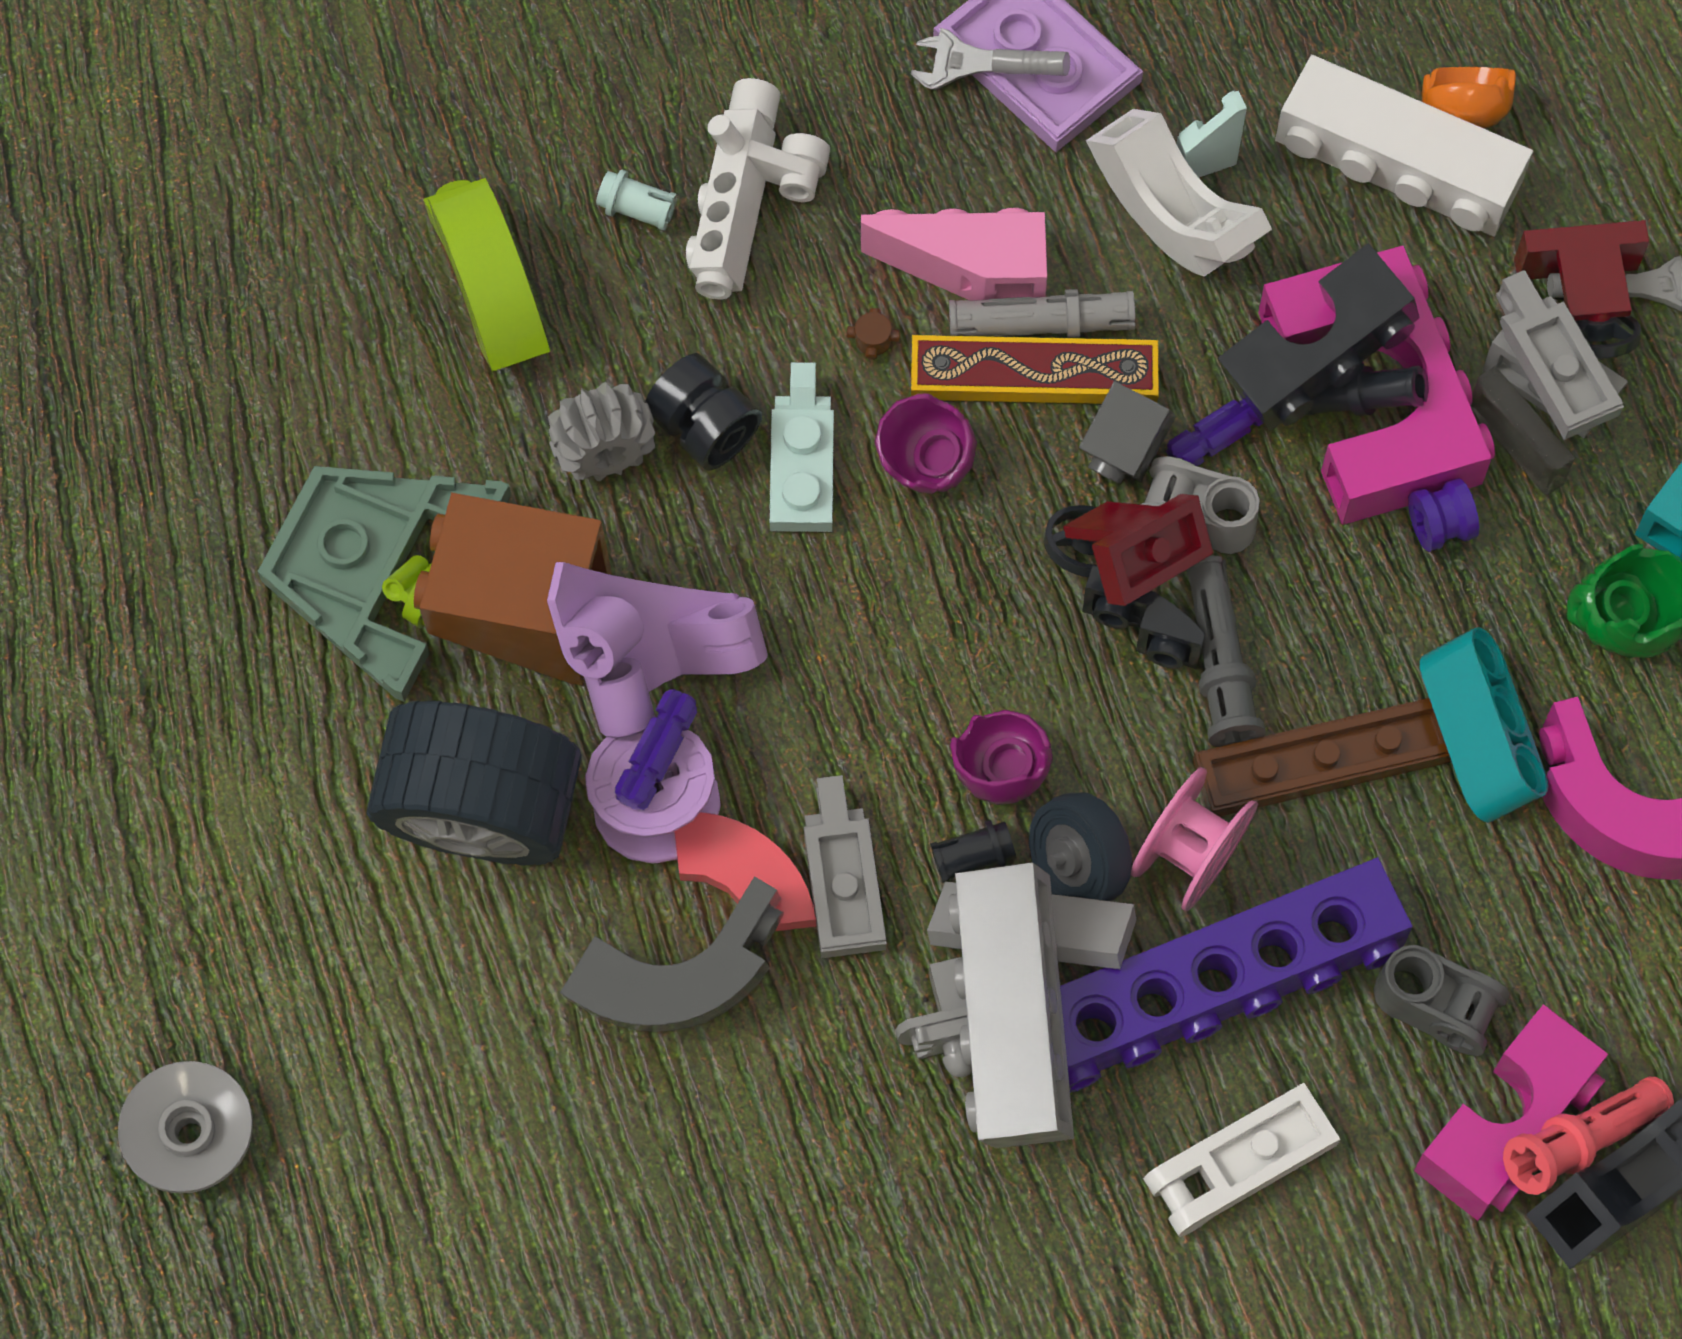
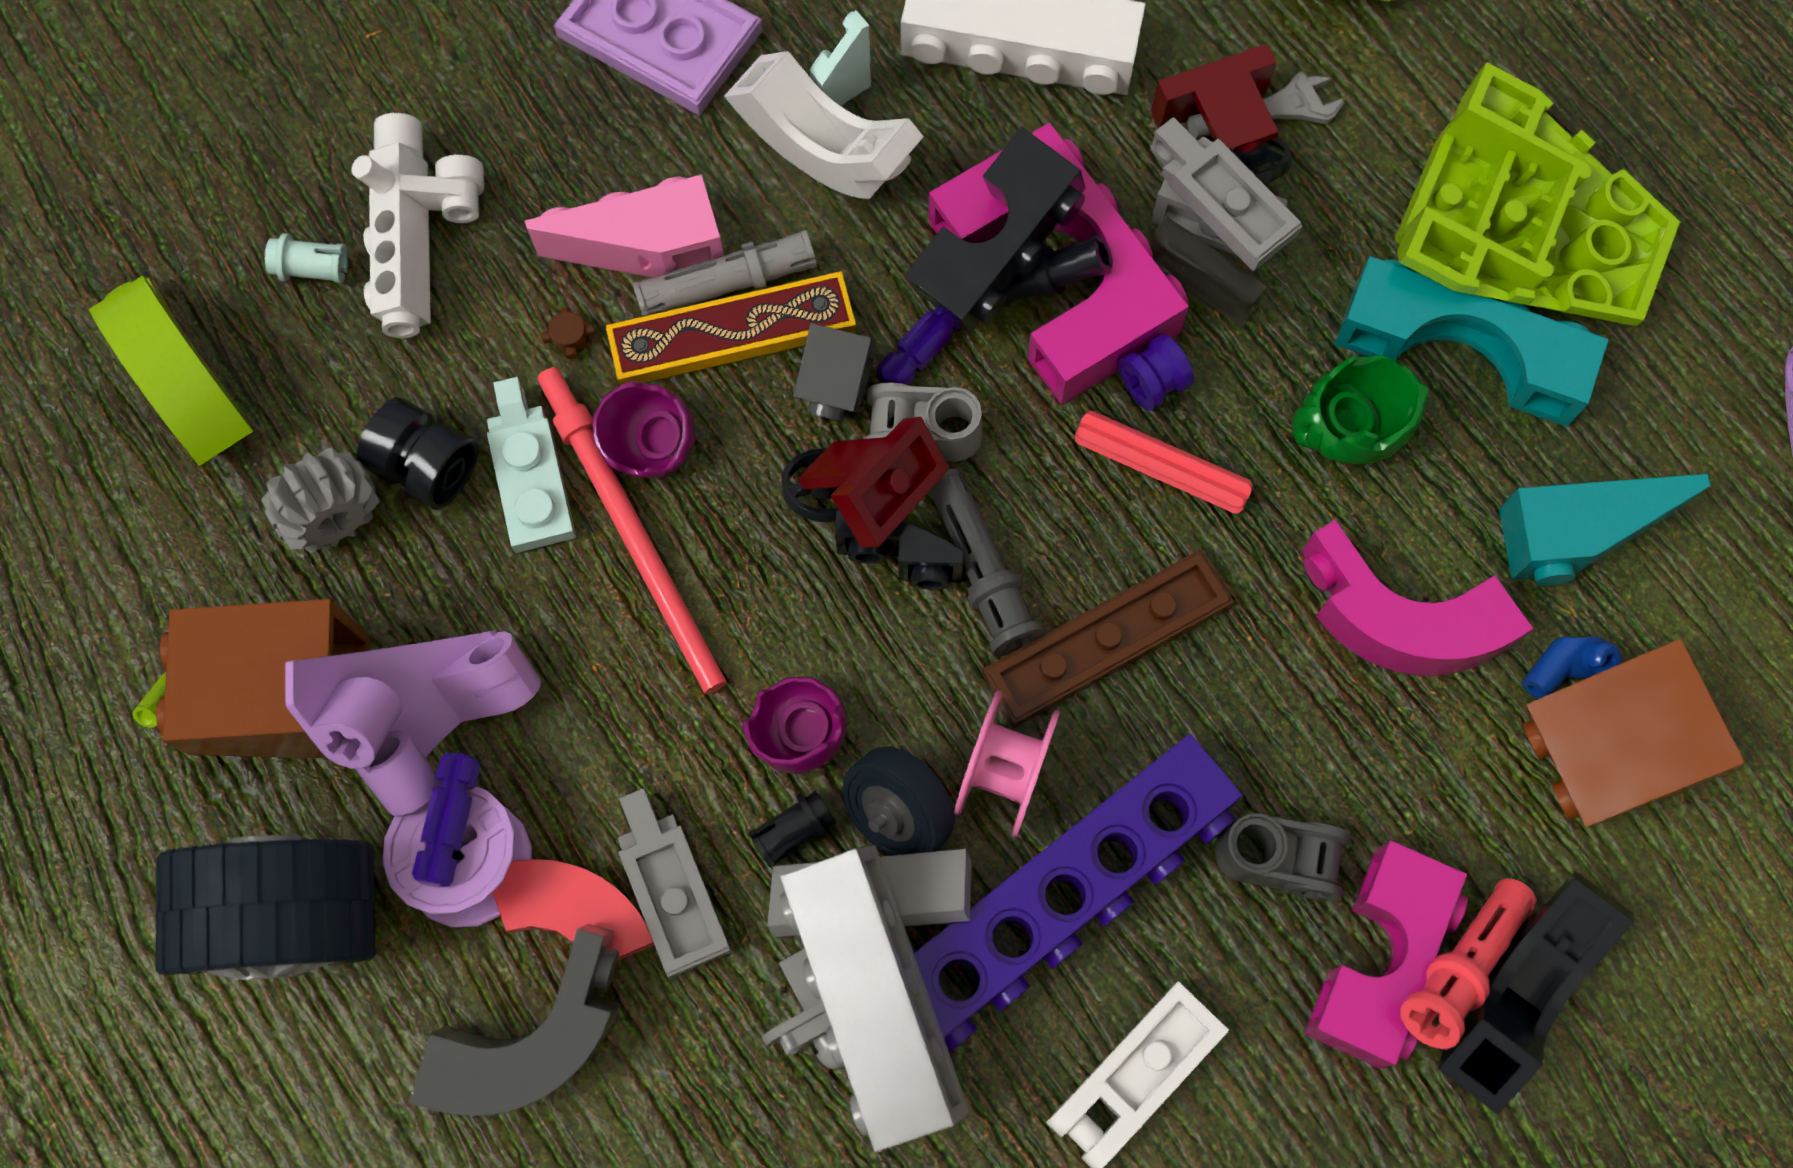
camera: 15 degrees left, 5 degrees up
(342, 545) = (90, 673): sand green wing -> none
(860, 427) = (576, 429): none -> coral bar
(958, 60) = (586, 49): light grey piece -> none
(1415, 592) = (1163, 462): none -> coral axle
(1483, 725) = (1251, 570): teal beam -> none

